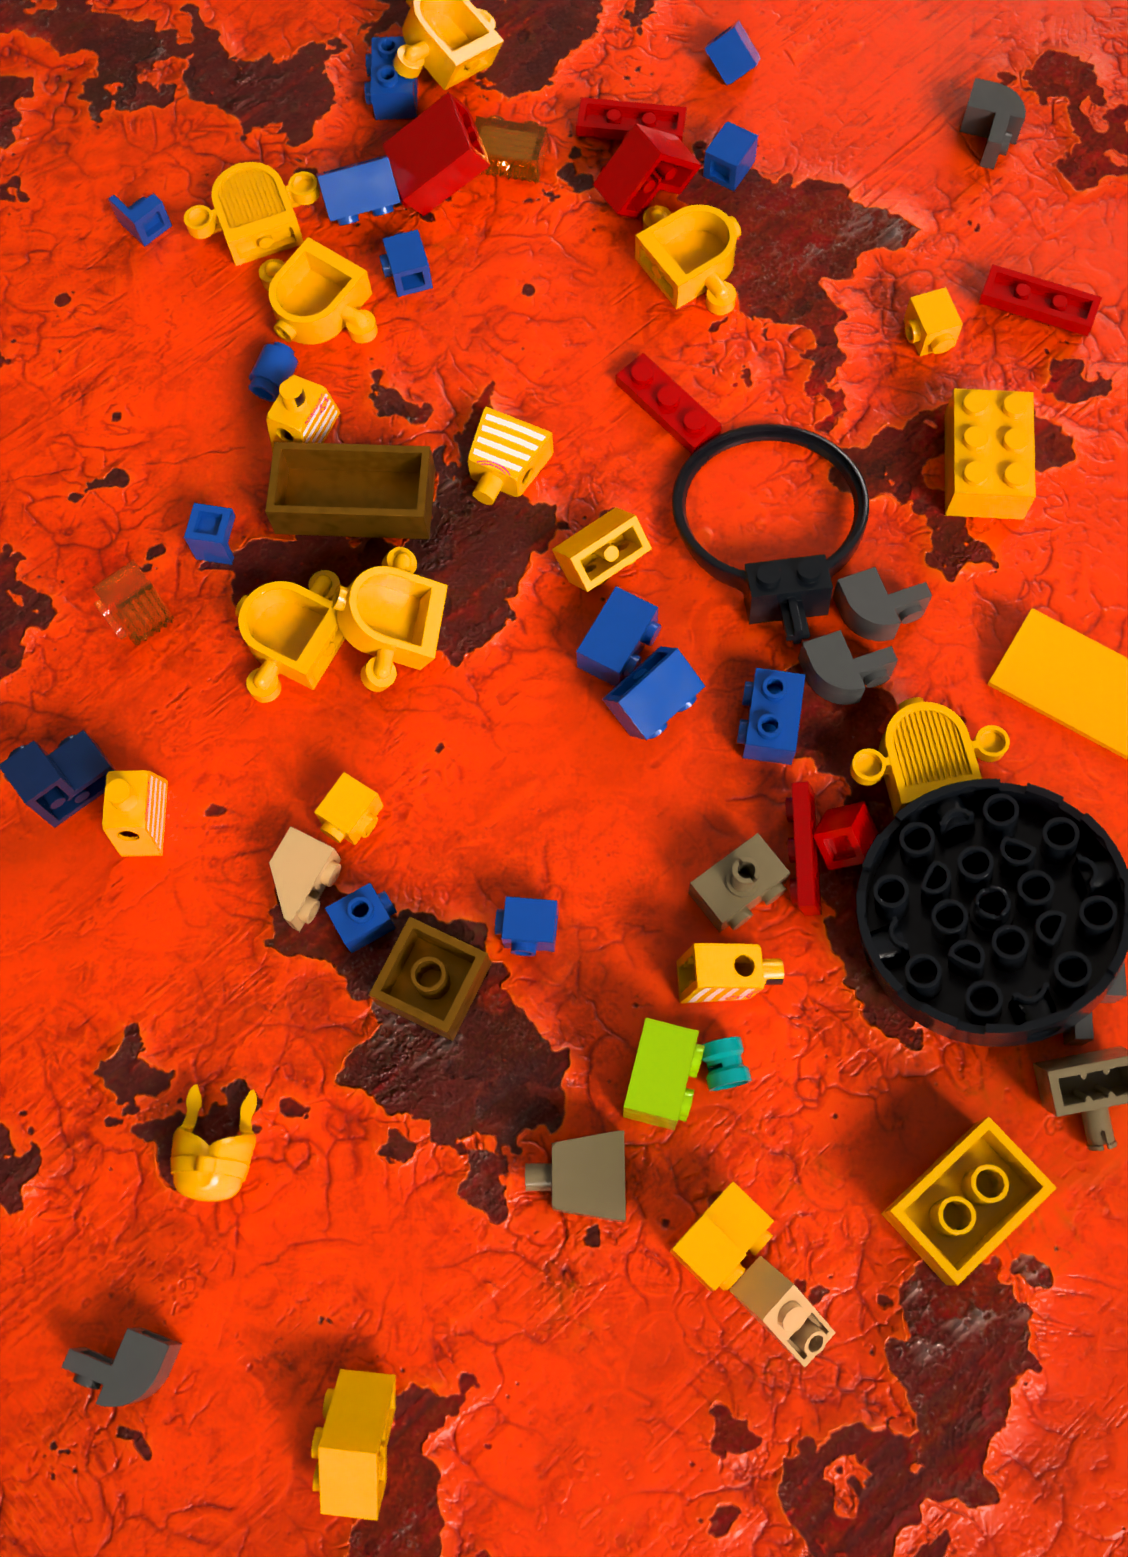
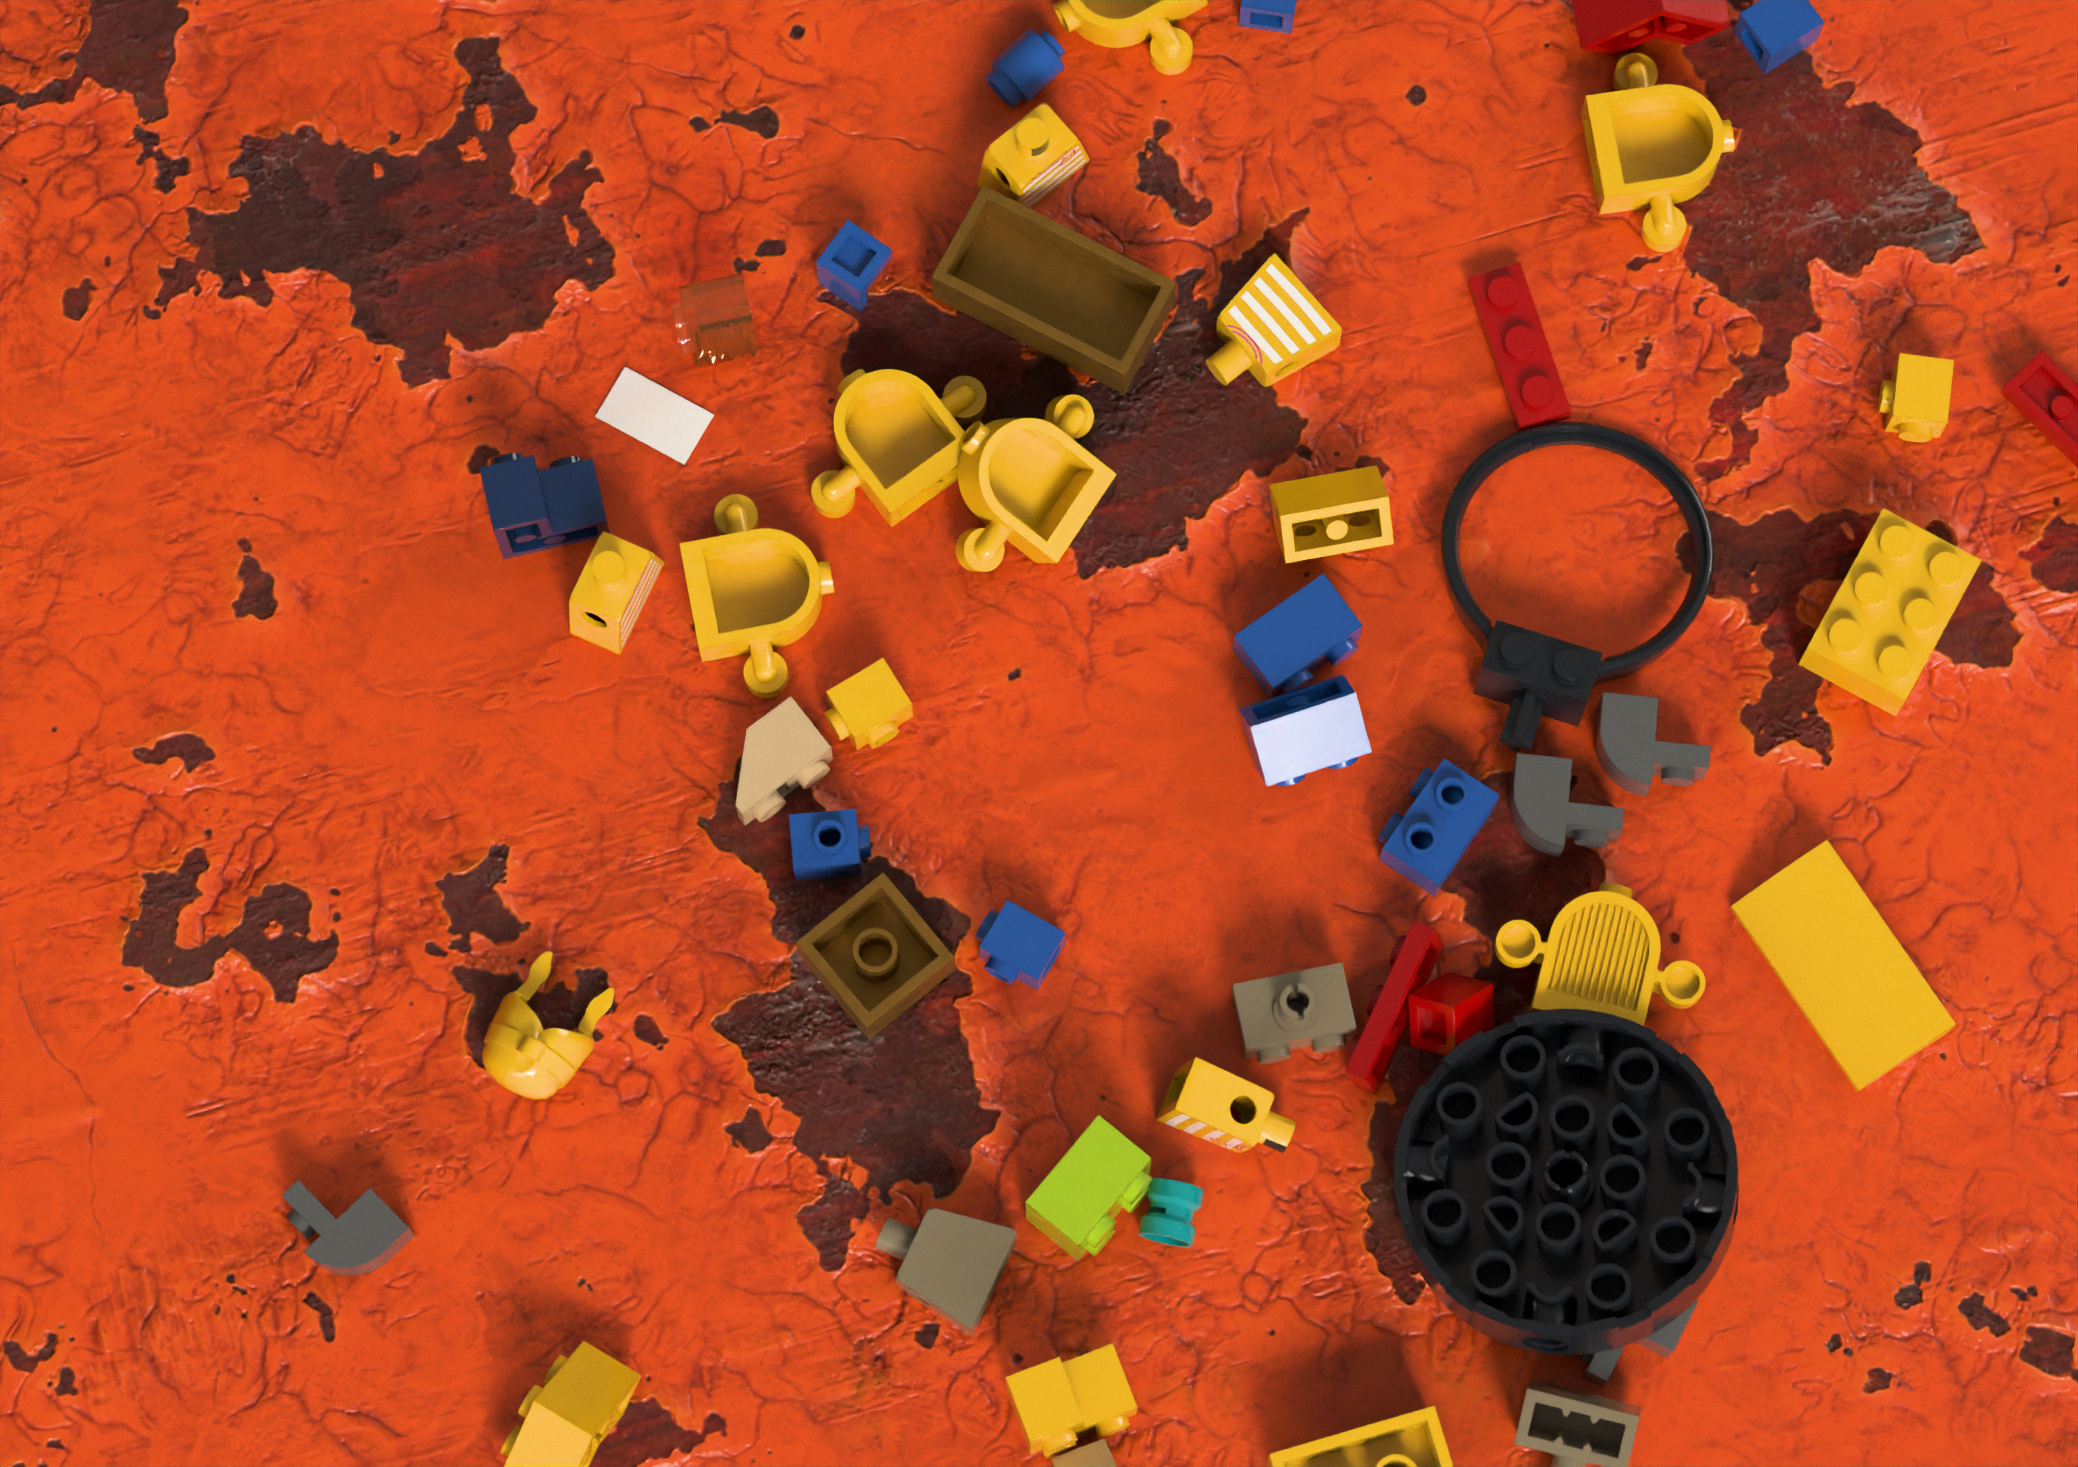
camera: 20 degrees right, 5 degrees up
(120, 688) = (654, 415): none -> white sticker
(235, 772) = (752, 592): none -> yellow piece

